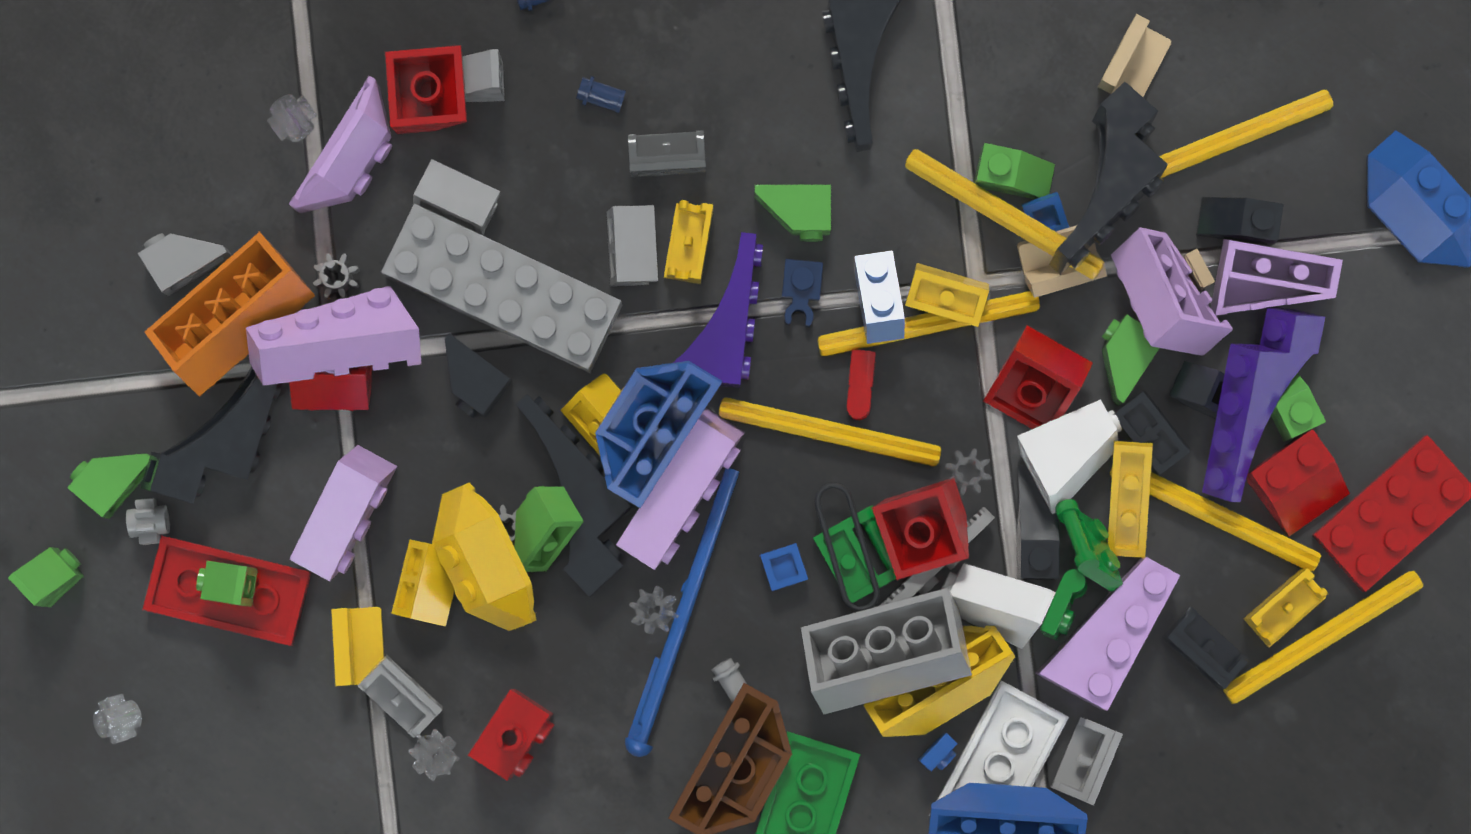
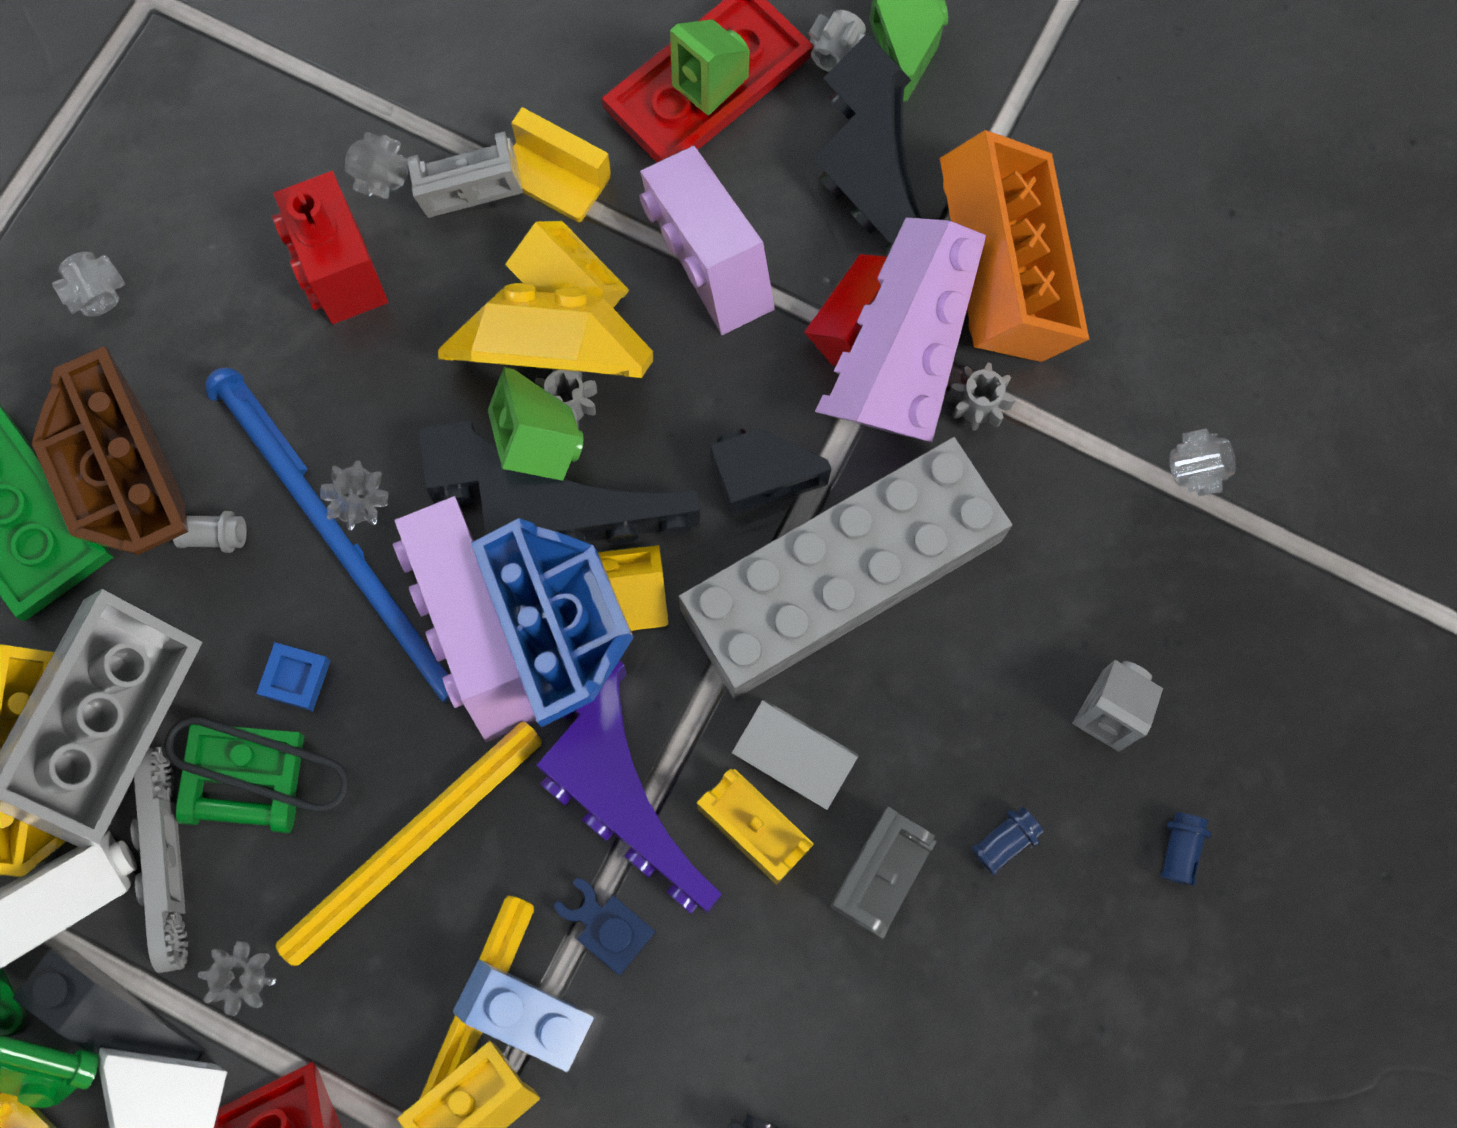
camera: 125 degrees right, 10 degrees down
(180, 260) = (1109, 243): light grey slope -> none
(349, 154) = (1120, 502): lavender wedge -> none
(425, 89) = (1148, 626): red slope -> none
(456, 197) = (988, 586): light grey hinge -> none
(798, 208) = (704, 991): bright green slope -> none
(860, 383) = (439, 919): red bar -> none
(923, 528) = (203, 871): red slope -> none

